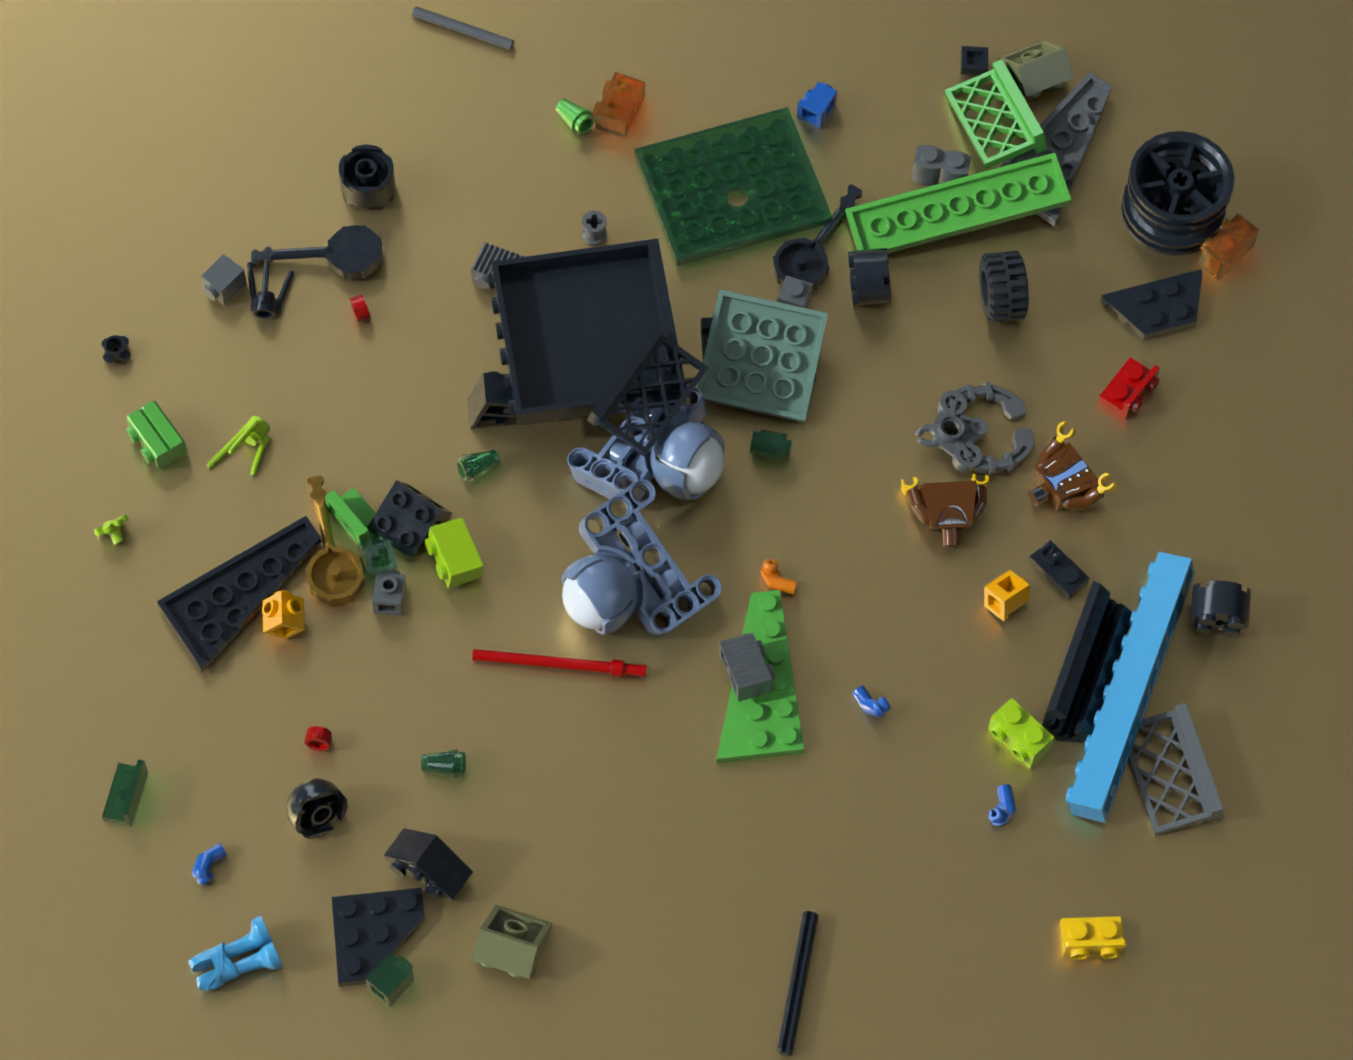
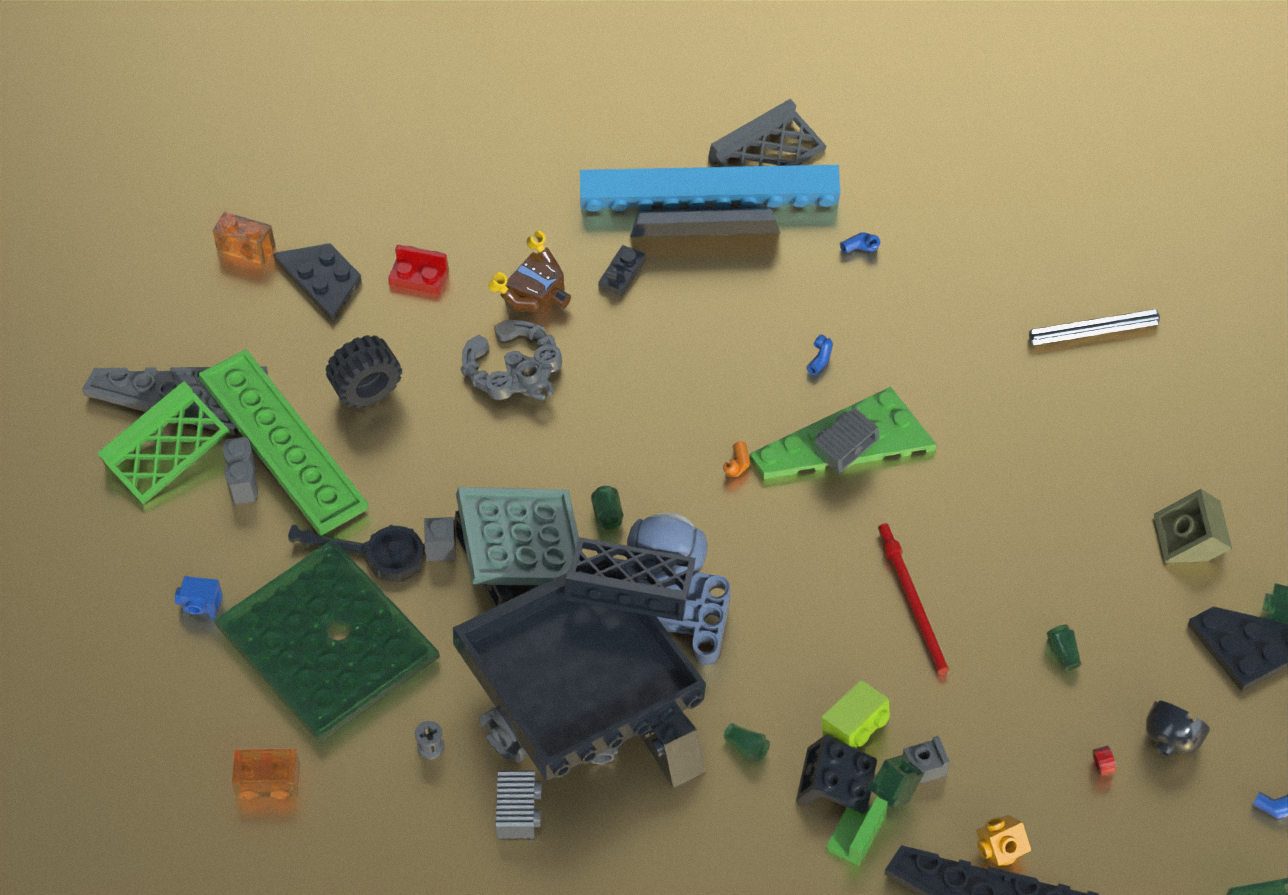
camera: 110 degrees left, 10 degrees down
(335, 572) = (926, 822): pearl gold piece -> none
(428, 861) = (1171, 610): black brick -> none
(576, 117) = (295, 812): bright green cone -> none
(617, 580) = (804, 549): sand blue beam -> none
(869, 276) = (392, 480): black brick -> none
(947, 505) = (605, 353): reddish brown torso -> none
(974, 60) = (98, 486): black plate -> none
(1006, 594) = (669, 290): light orange brick -> none
(1020, 733) = (793, 244): lime brick -> none
(1038, 68) = (85, 431): olive slope -> none
(1092, 937) = (938, 157): yellow bracket -> none
(1172, 210) = (216, 275): black wheel -> none
(1220, 608) = (612, 145): black brick -> none

